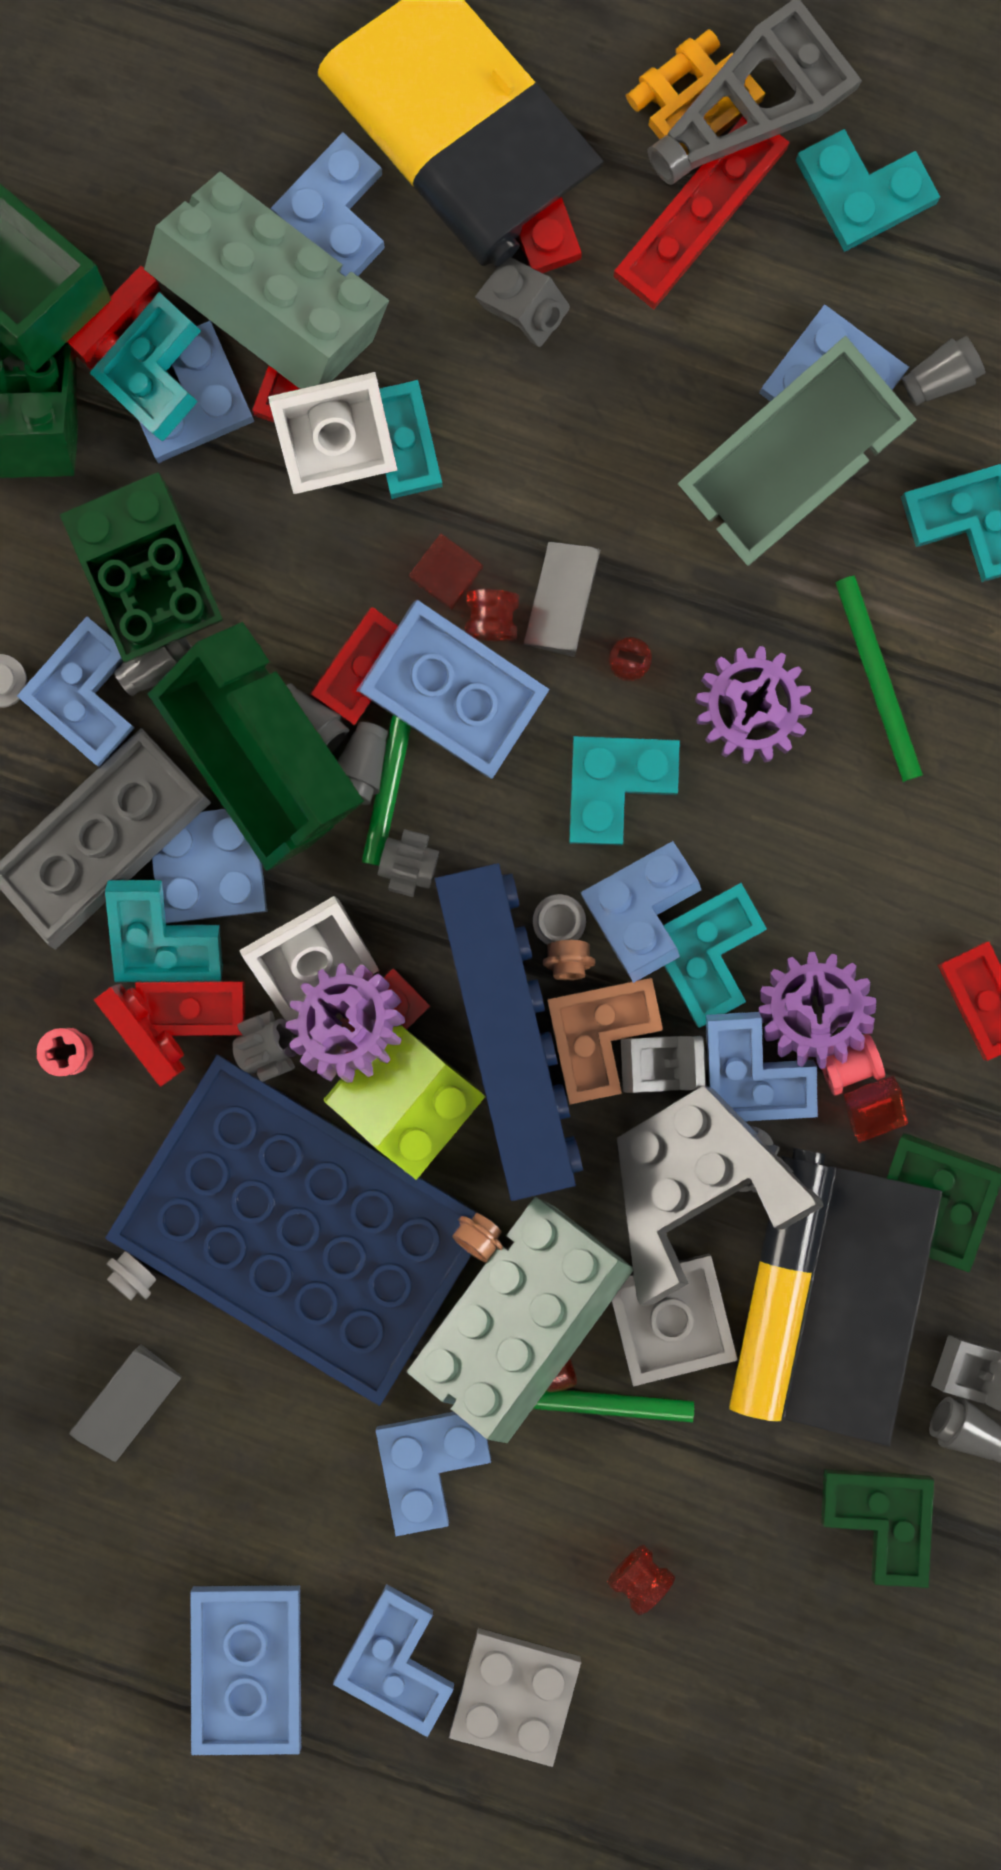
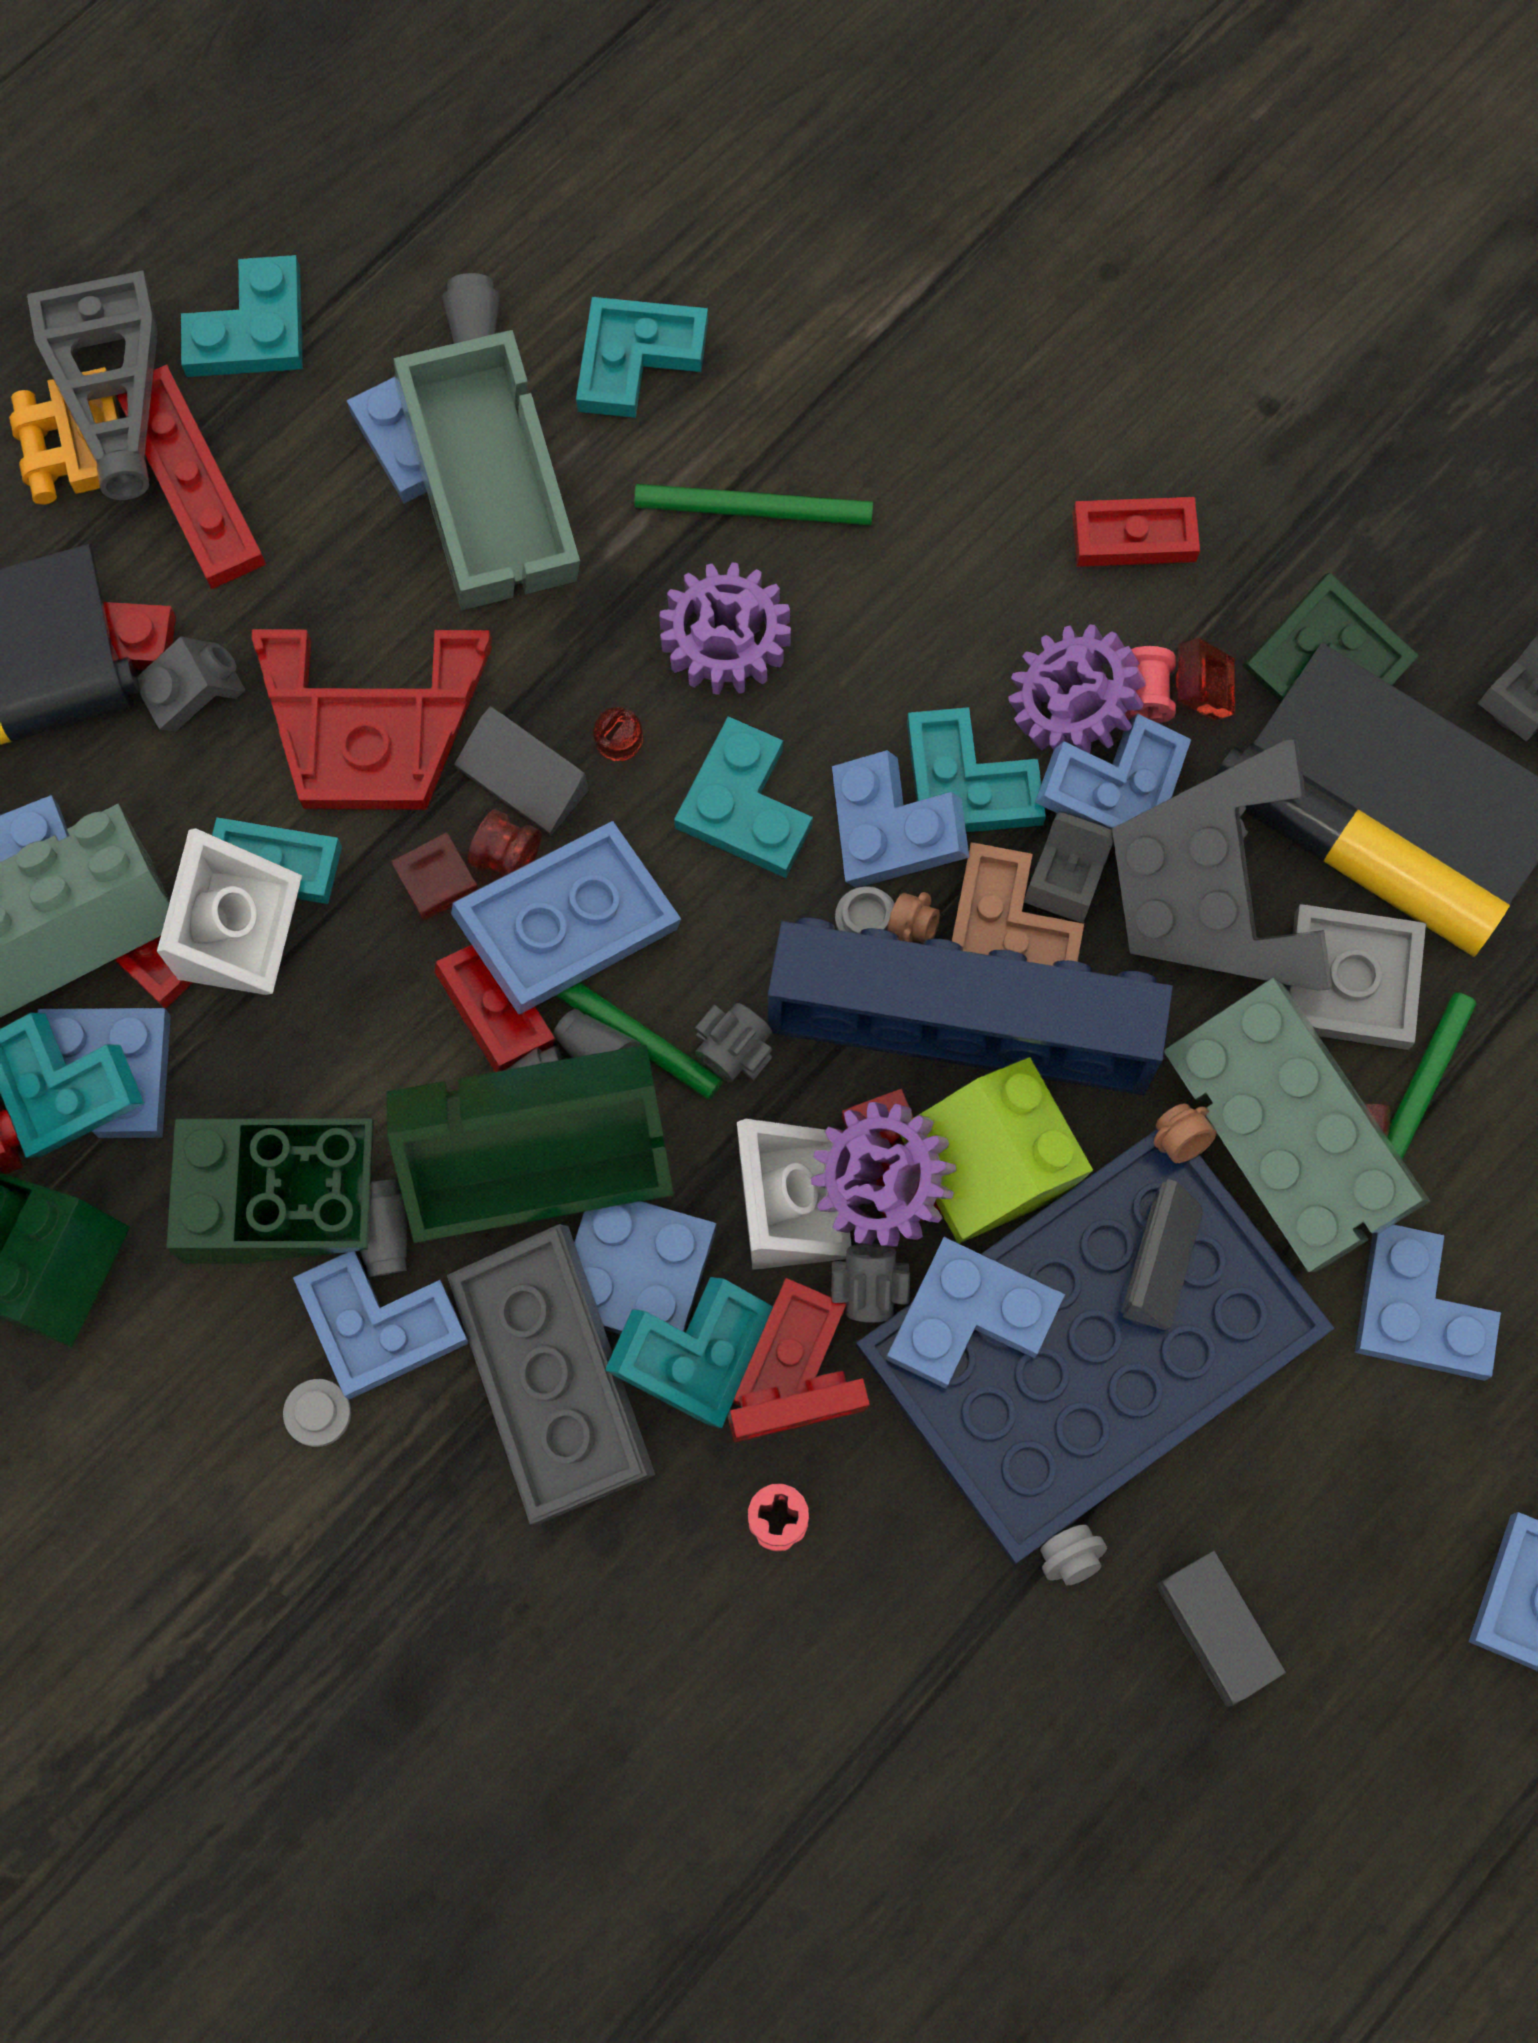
camera: 65 degrees left, 15 degrees down
(285, 1122) = (966, 1295): none -> medium blue plate
(374, 1258) = (1163, 1256): none -> dark grey slope
(534, 467) = (369, 742): none -> red wing

